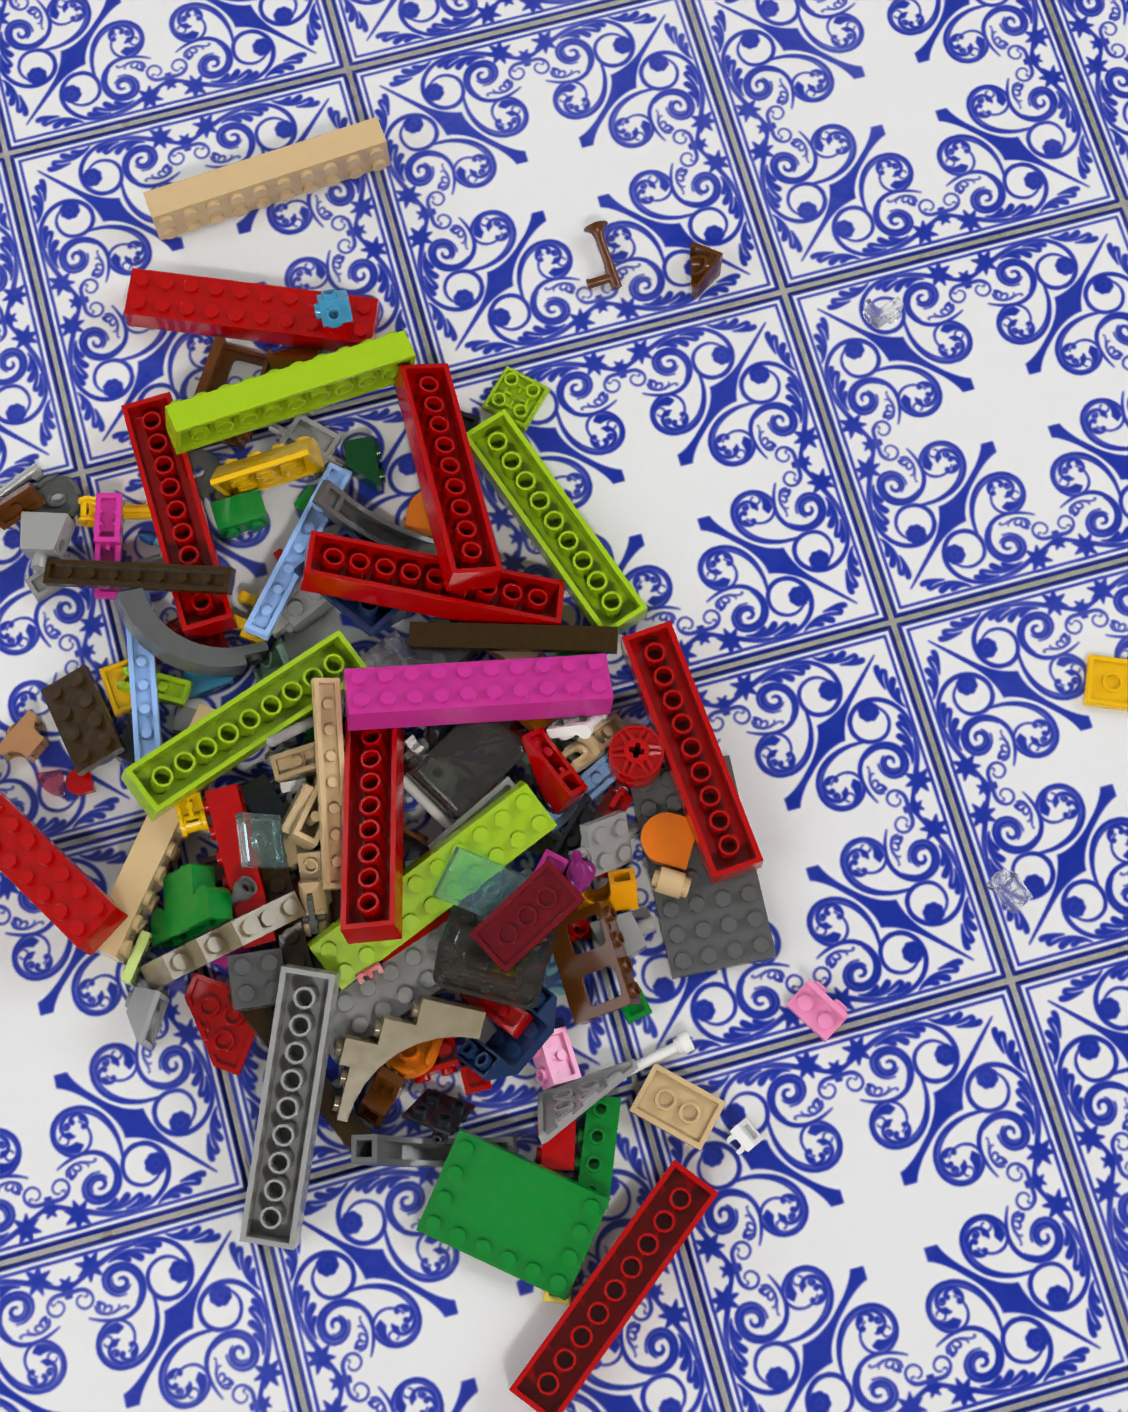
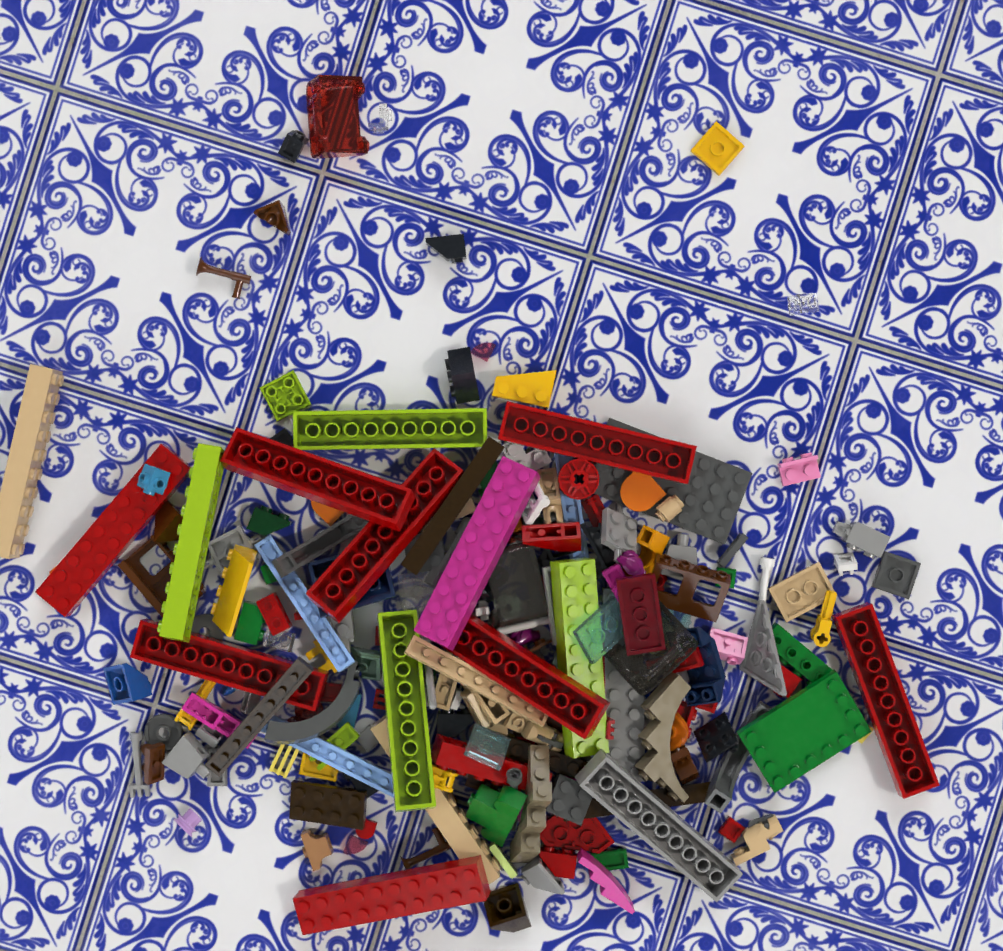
camera: 50 degrees left, 15 degrees up
(80, 544) = (207, 737): none -> light grey piece
(80, 1000) = (507, 909): none -> dark brown slope
(89, 426) = (126, 683): none -> blue slope
(101, 876) = (442, 847): none -> reddish brown piece
(109, 643) = (278, 771): none -> light yellow tile
(173, 1025) = (560, 862): none -> red slope
(180, 1106) = (608, 883): none -> dark pink slope
(211, 1084) = (613, 858): none -> green tile
(239, 552) = (281, 641): none -> clear bracket
(266, 529) = (274, 613): none -> red bracket
(339, 1209) = (731, 829): none -> red tile
(350, 1243) = (756, 838): none -> tan plate
(416, 816) = (525, 636): none -> magenta animal
(625, 704) = (534, 460): none -> white plate
(664, 563) = (462, 375): none -> black brick
(664, 1152) = (823, 621): none -> yellow connector
(672, 991) = (732, 549): none -> dark grey tile
(701, 642) = (526, 388): none -> yellow wedge
(709, 574) = (483, 350): none -> clear pink tile
(772, 1209) = (896, 575): none -> dark grey tile
(788, 1135) = (862, 537): none -> light grey hinge
(790, 241) = (293, 145): none -> black bracket
(797, 465) = (449, 247): none -> black slope
(853, 264) = (335, 116): none -> clear red windscreen

